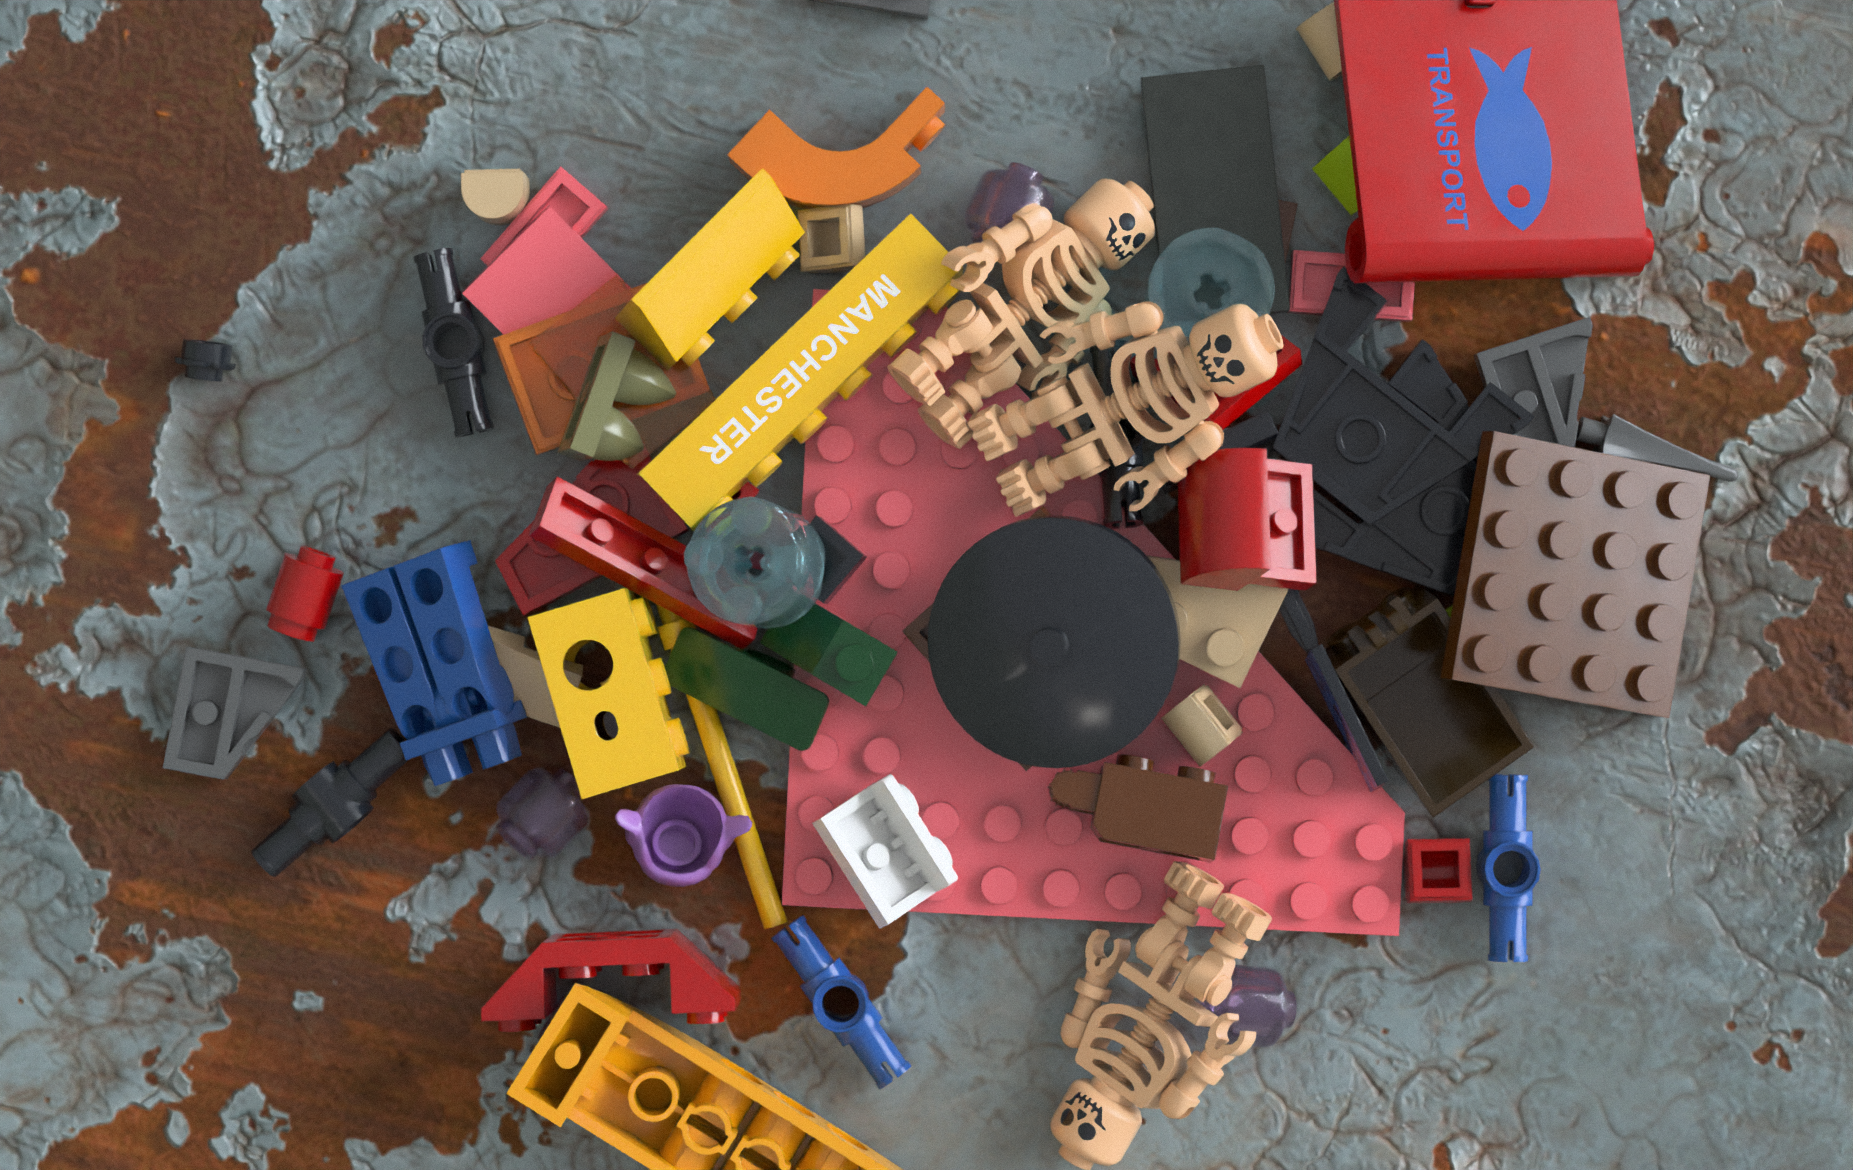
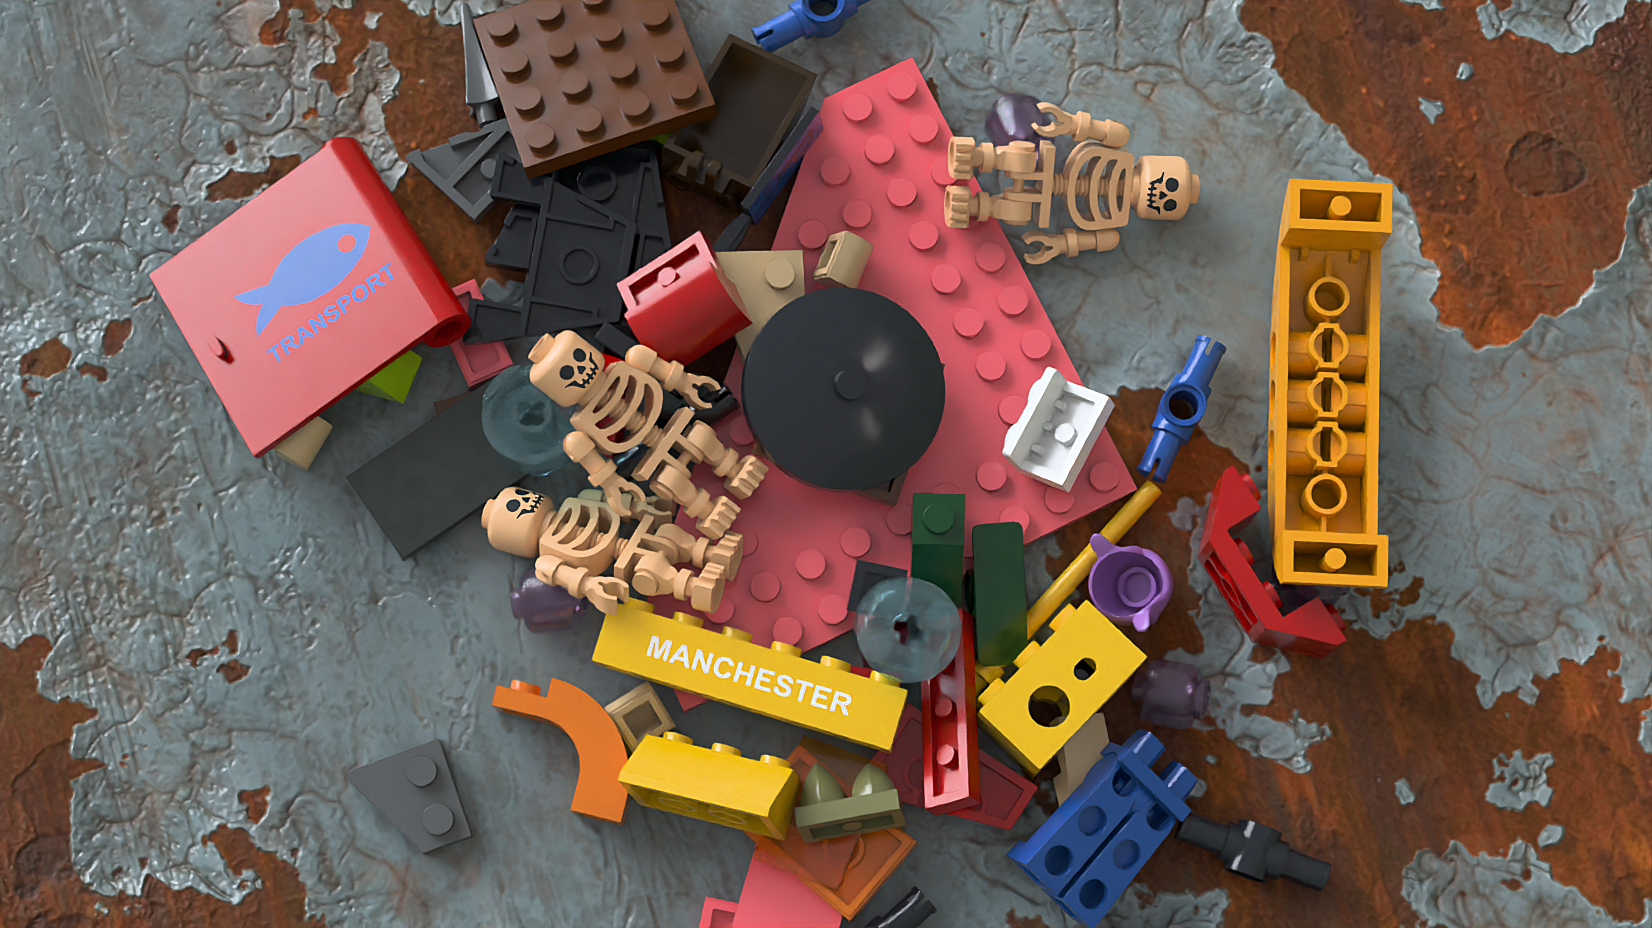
camera: 120 degrees left, 10 degrees down
(1146, 807) = (924, 266): reddish brown hinge -> none
(1437, 871) = (852, 53): red brick -> none

